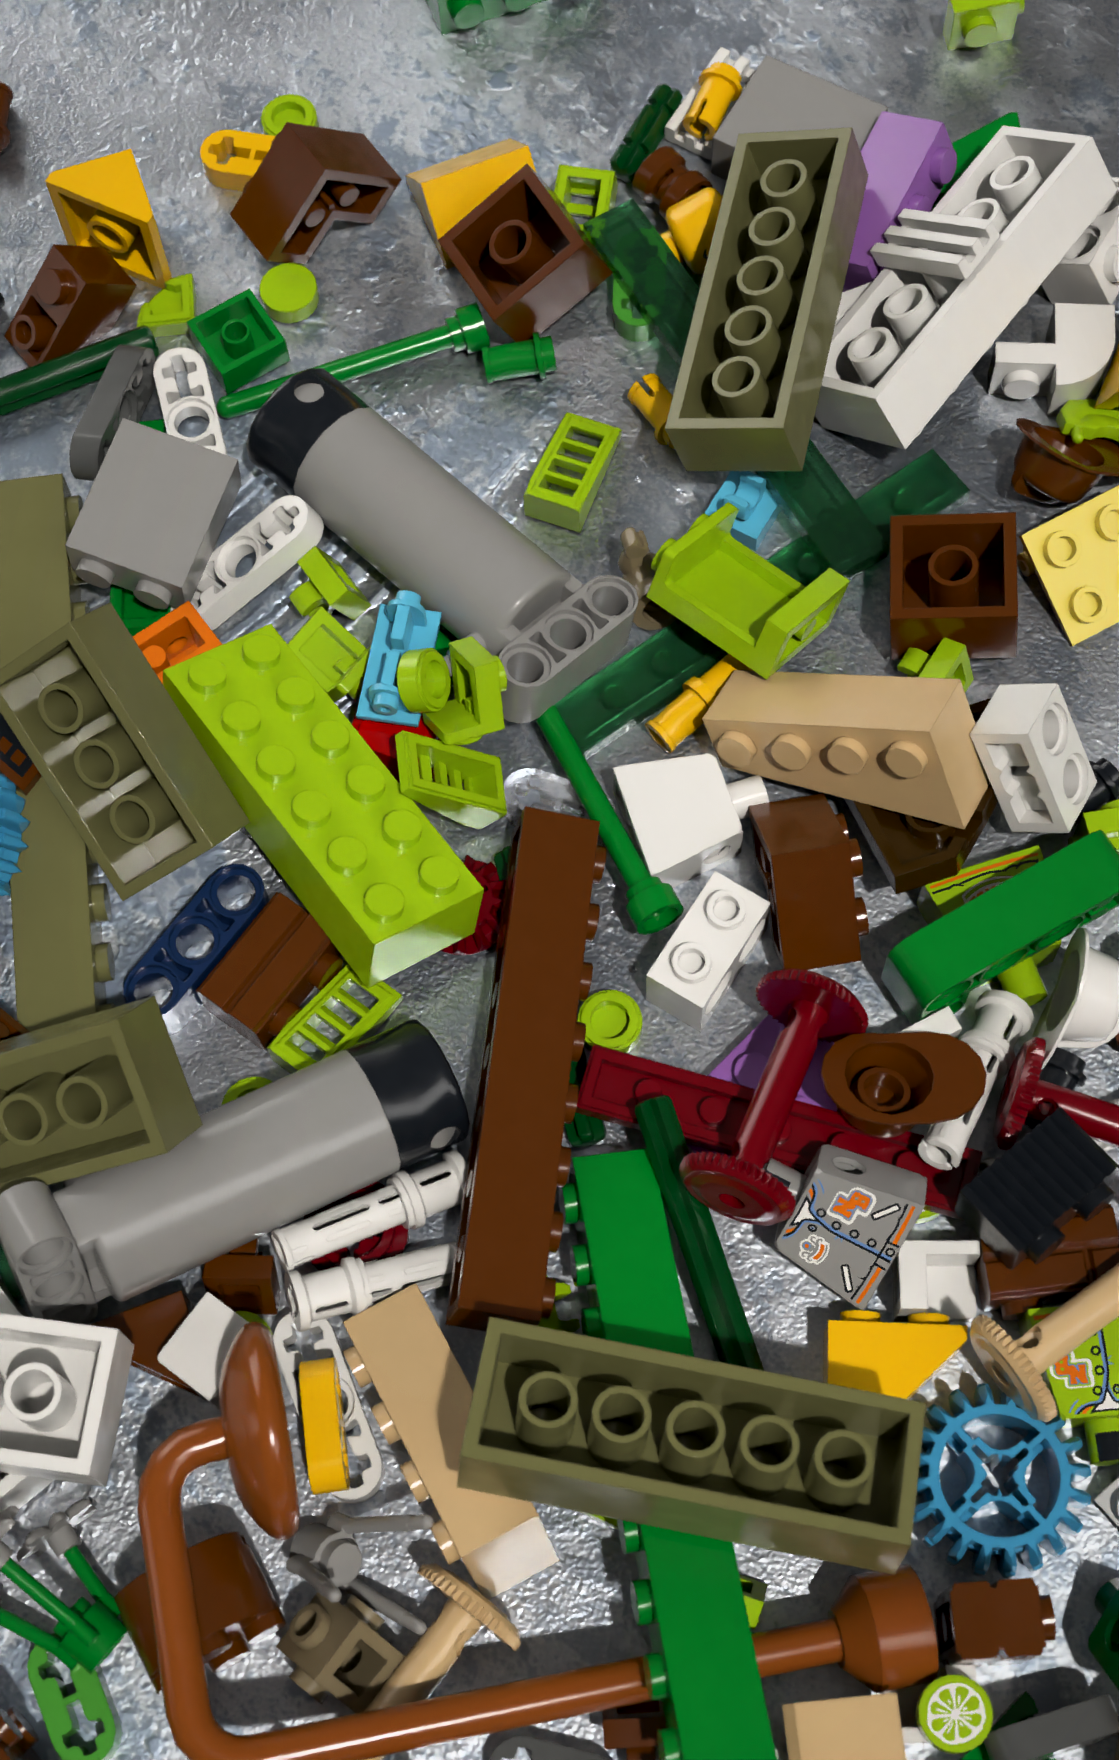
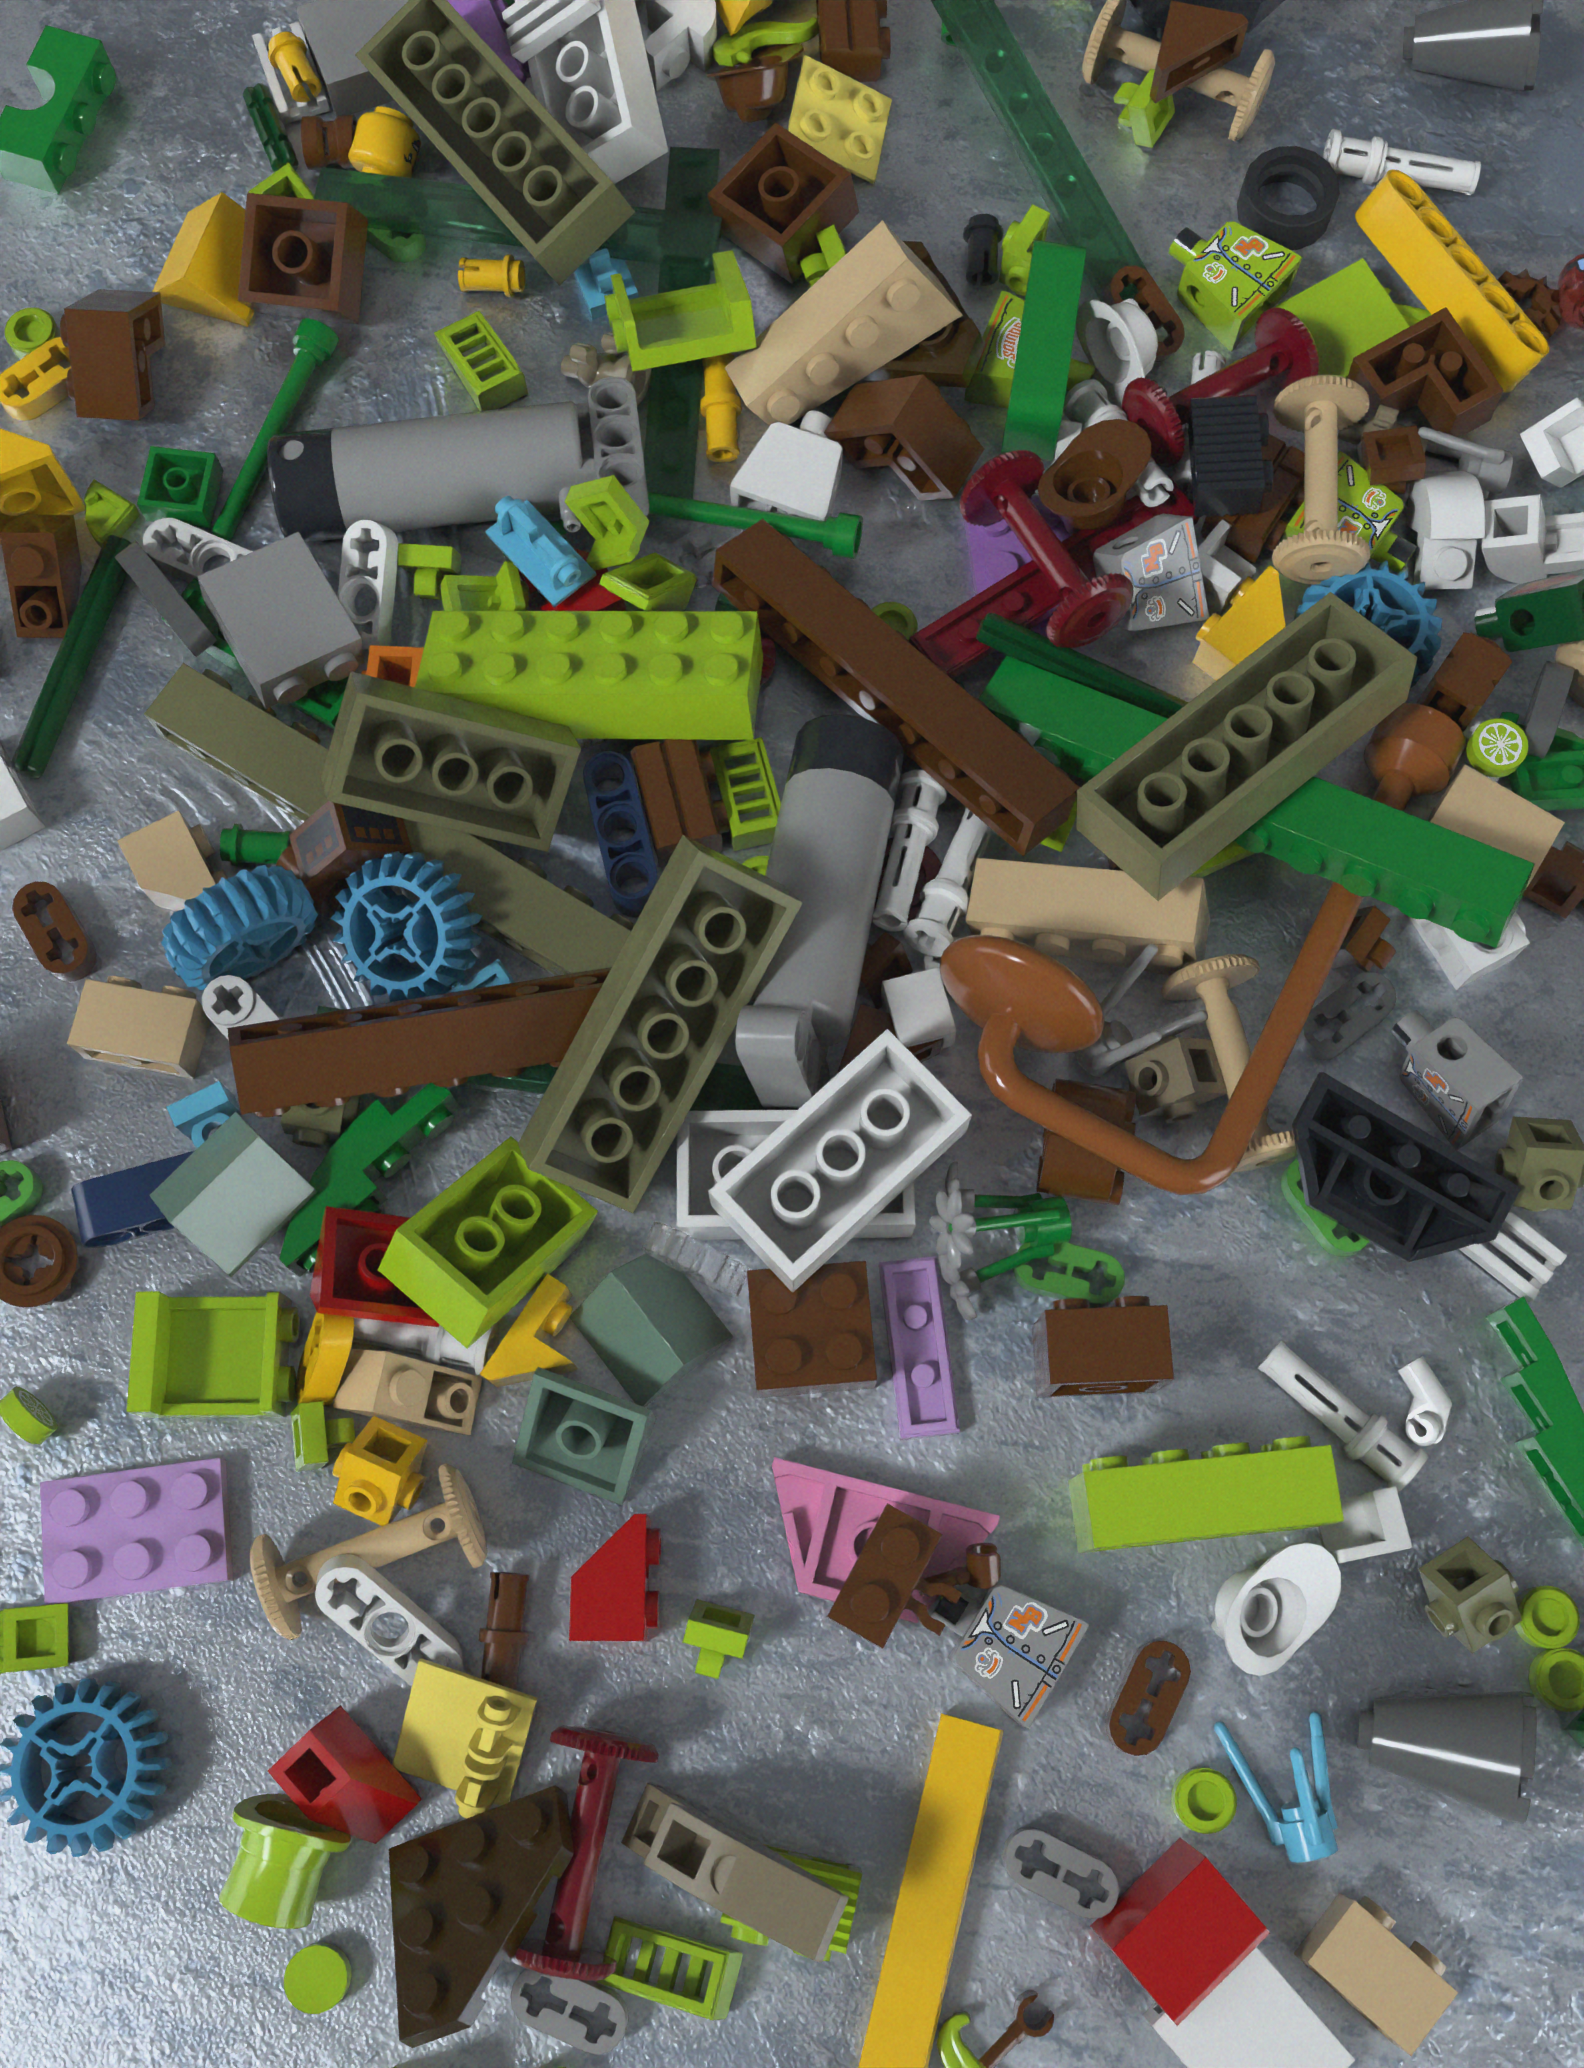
camera: 55 degrees left, 5 degrees up
(289, 293) = (171, 428): lime tile -> none
(423, 680) = (575, 538): lime tile -> none
(519, 359) = (369, 327): green pin -> none
(707, 951) = (899, 531): white brick -> none
(1034, 757) = (950, 240): white brick -> none

